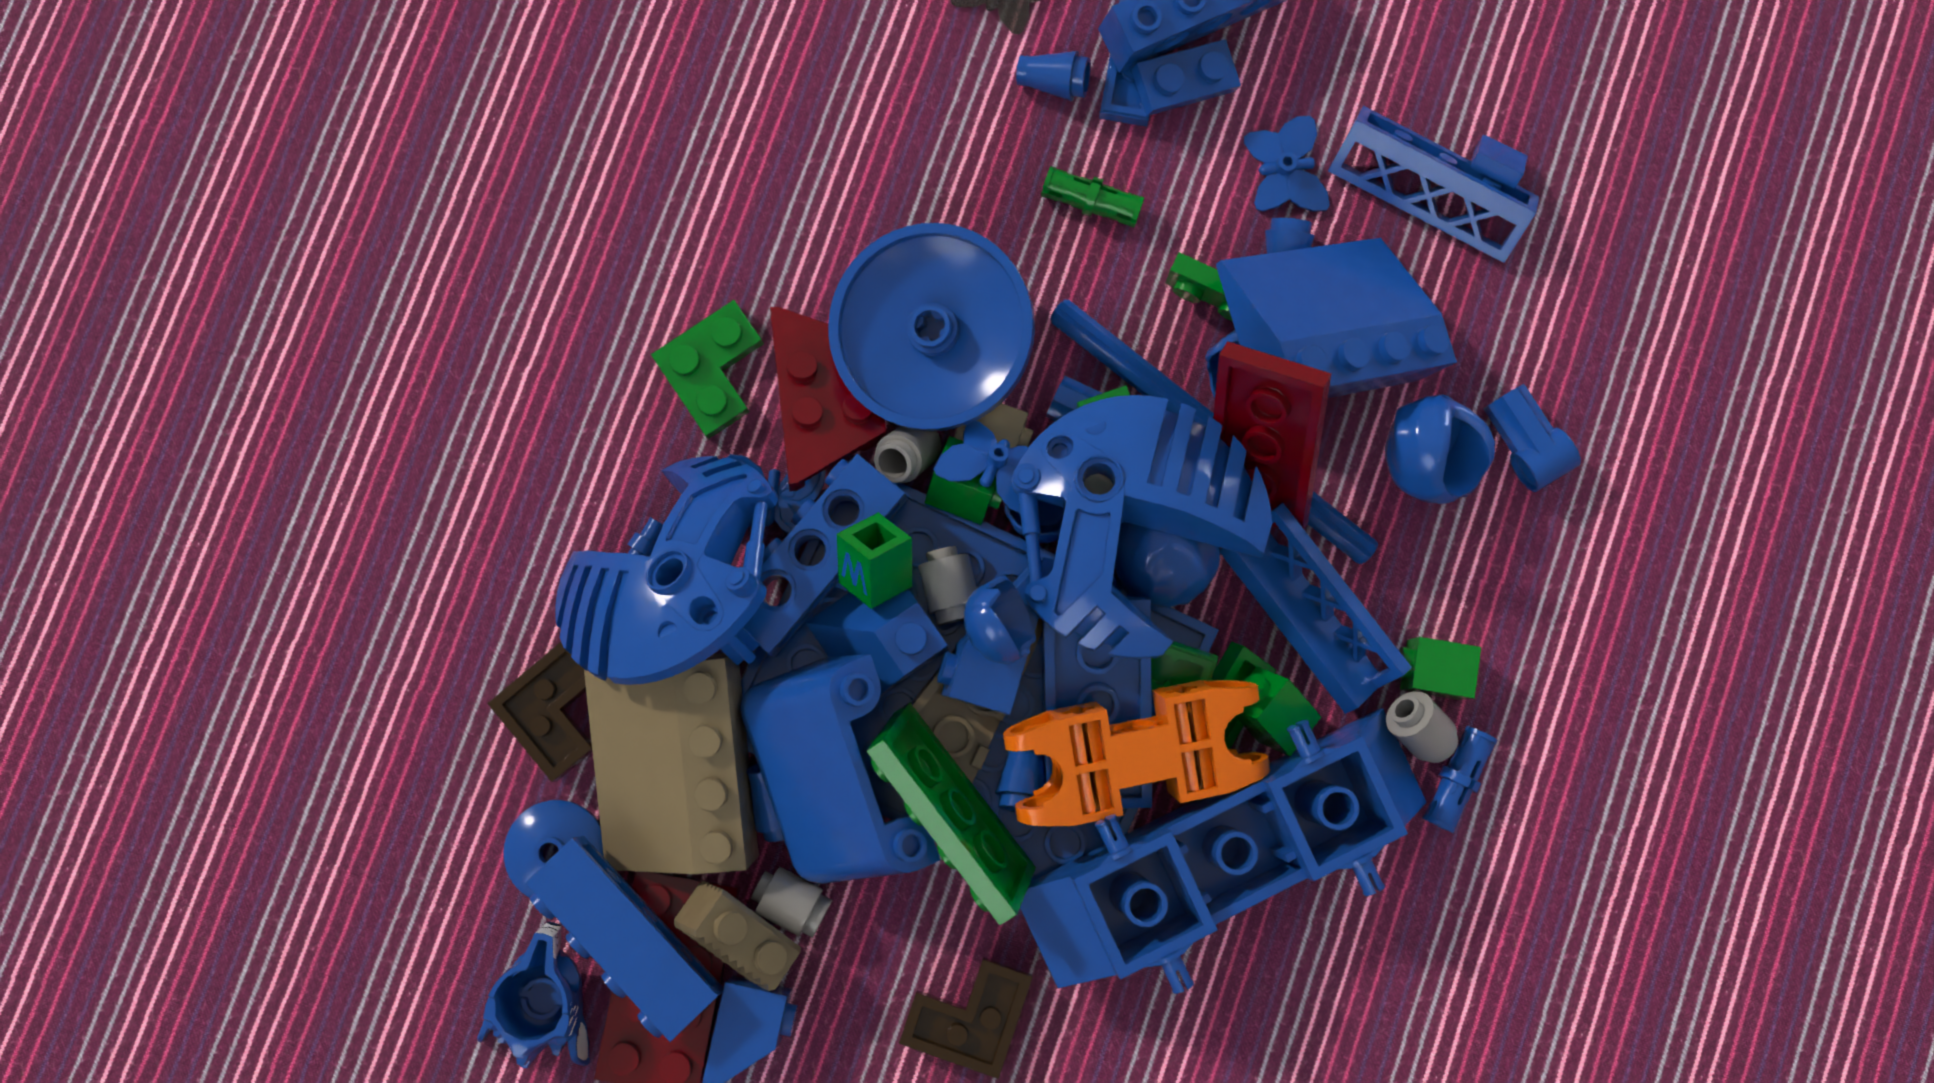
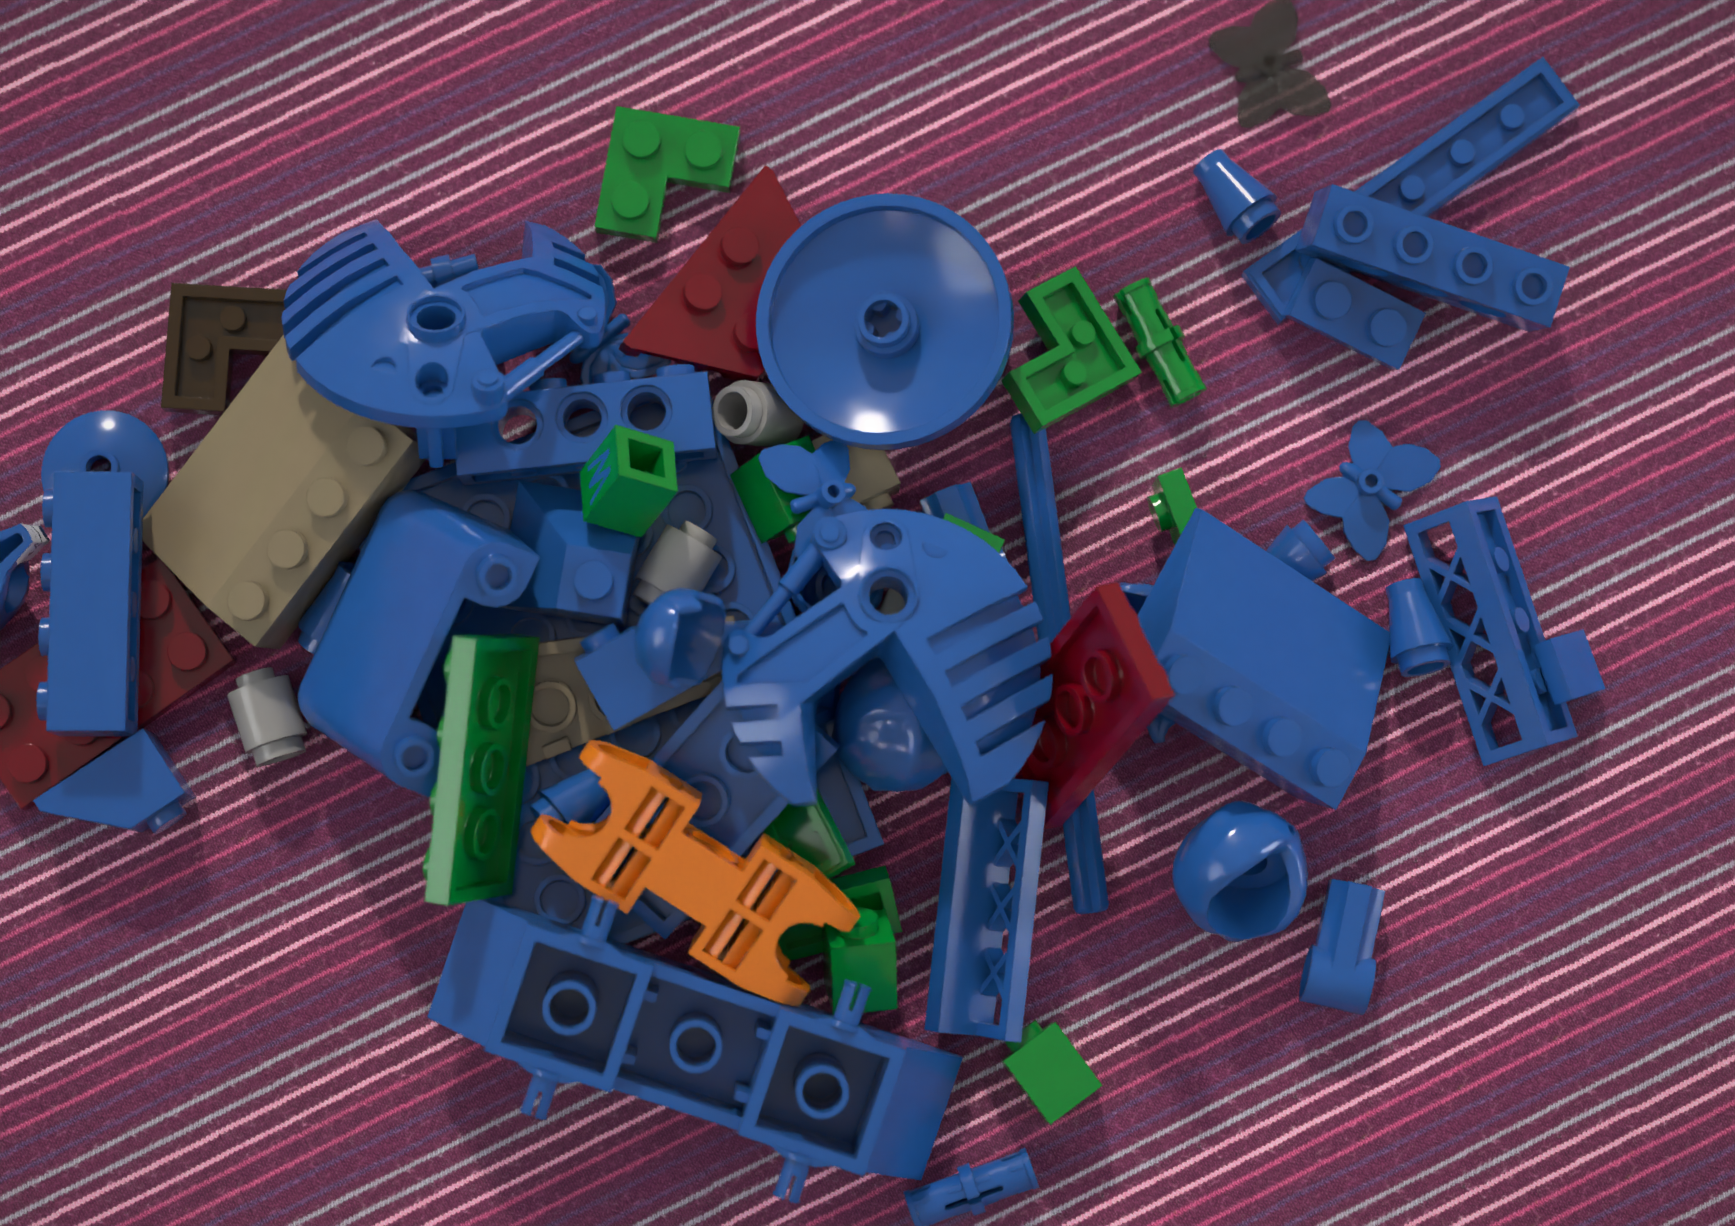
camera: 35 degrees right, 0 degrees up
(737, 935) = (192, 697): dark tan brick -> none
(972, 1034) = (322, 992): dark brown plate -> none
(1057, 242) = (1082, 357): none -> green plate
(1393, 221) = (1416, 633): none -> blue cone
(1422, 727) = (980, 1107): light grey brick -> none

